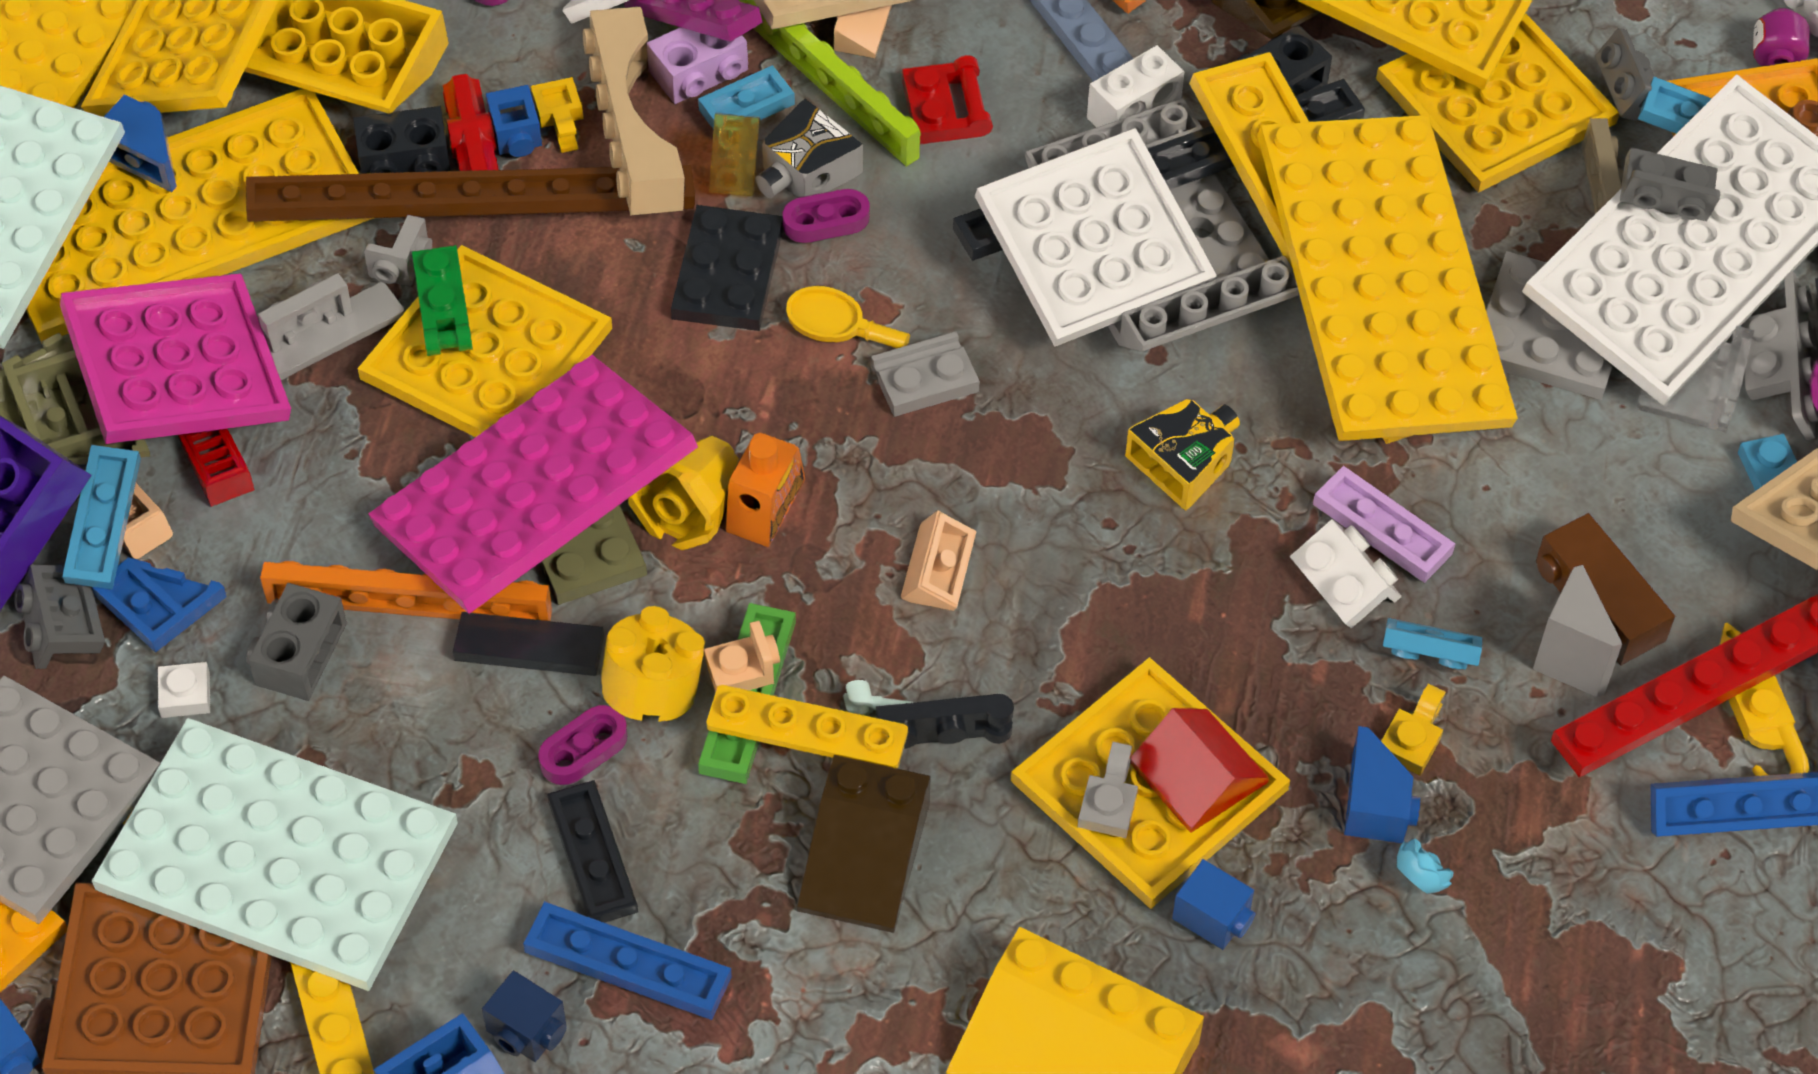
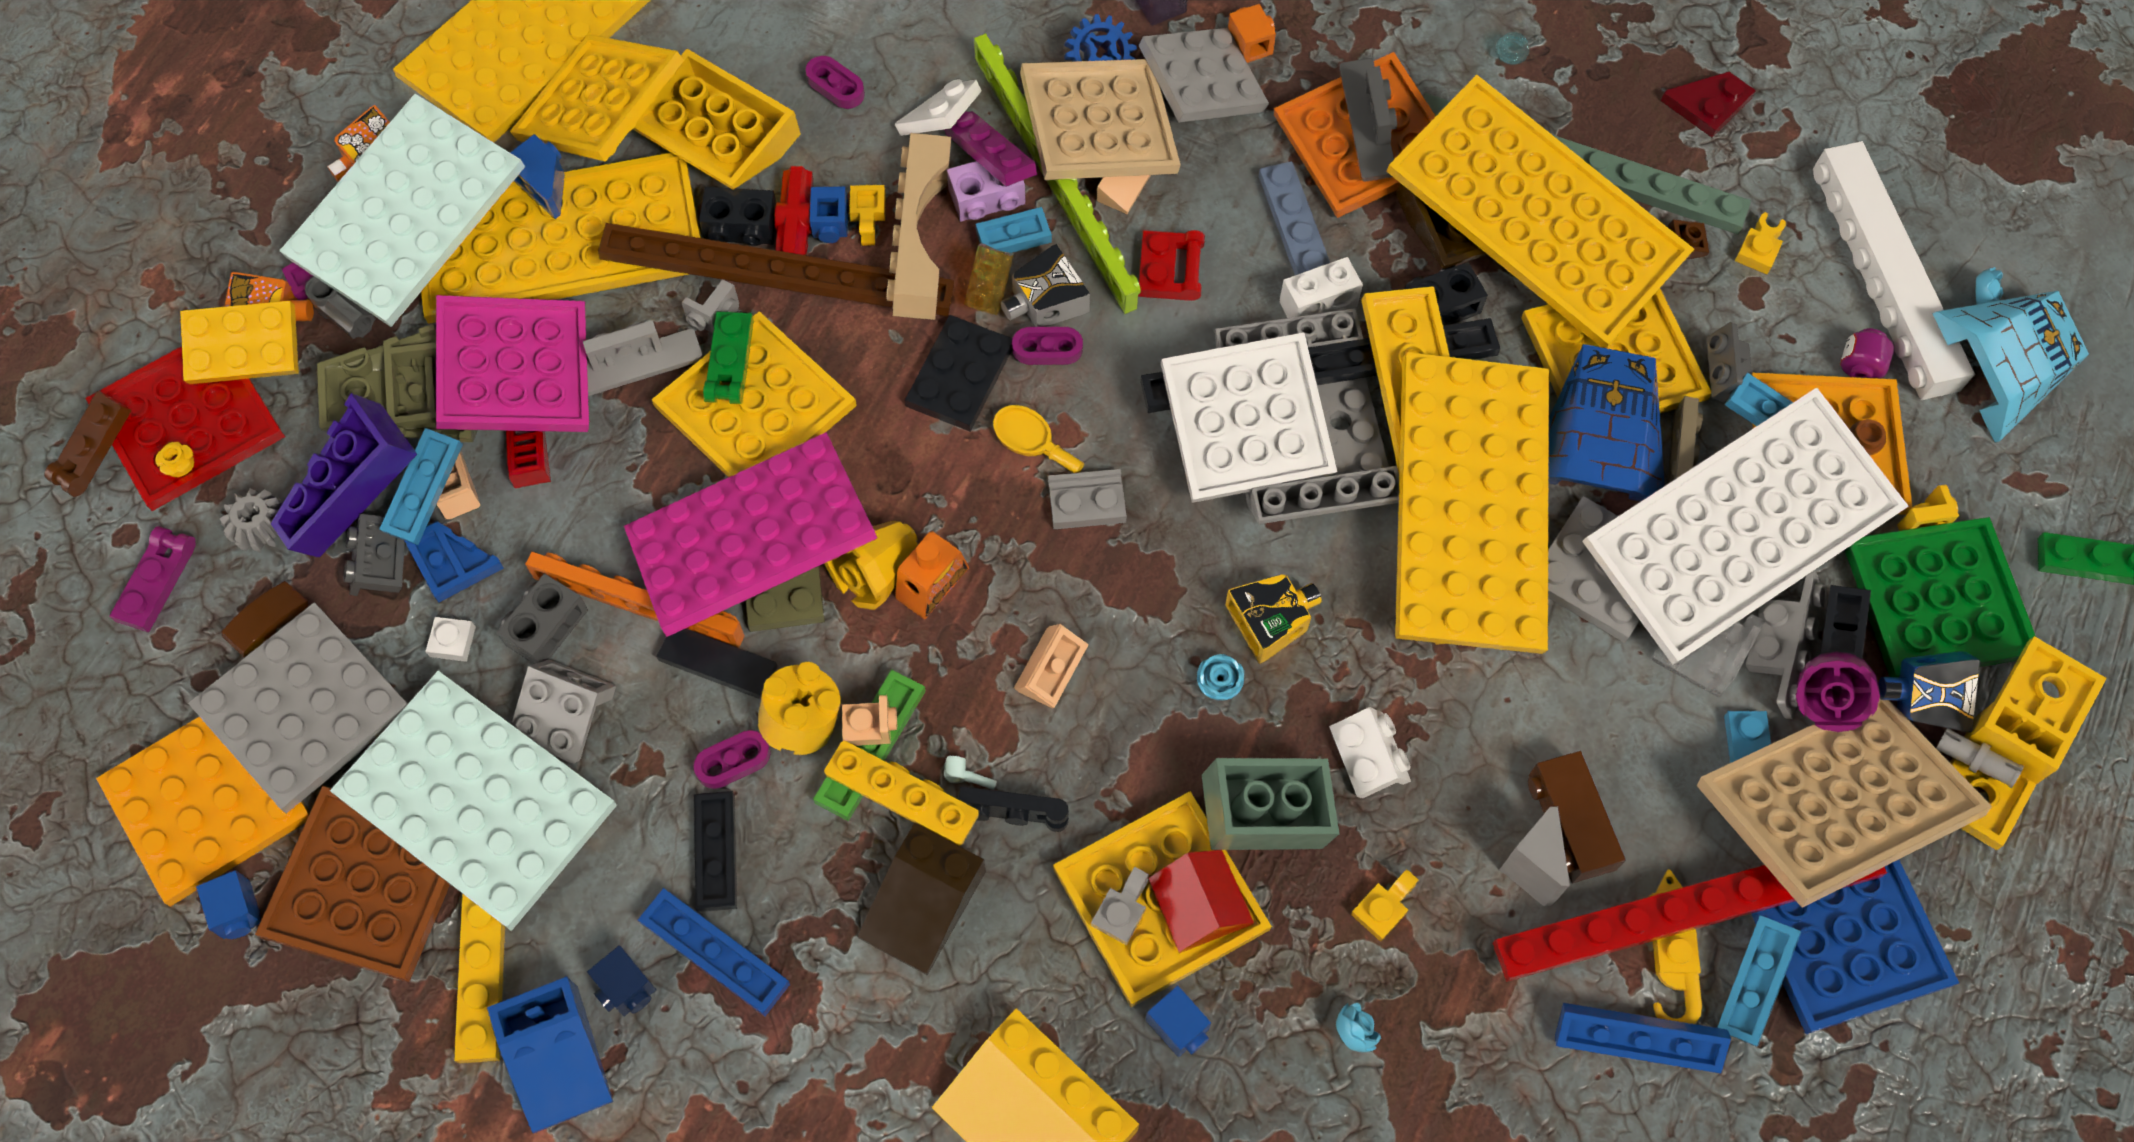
camera: 15 degrees right, 10 degrees up
(350, 731) = (559, 707): none -> light grey bracket
(1150, 519) = (1220, 666): none -> medium azure plate
(1248, 644) = (1269, 803): none -> sand green brick
(1379, 792) = (1340, 953): blue slope -> none
(1384, 524) = (1413, 716): lavender plate -> none
(1451, 647) = (1423, 831): dark azure plate -> none
(1512, 164) = (1608, 424): none -> blue wedge
(1669, 185) = (1730, 476): dark grey bracket -> none

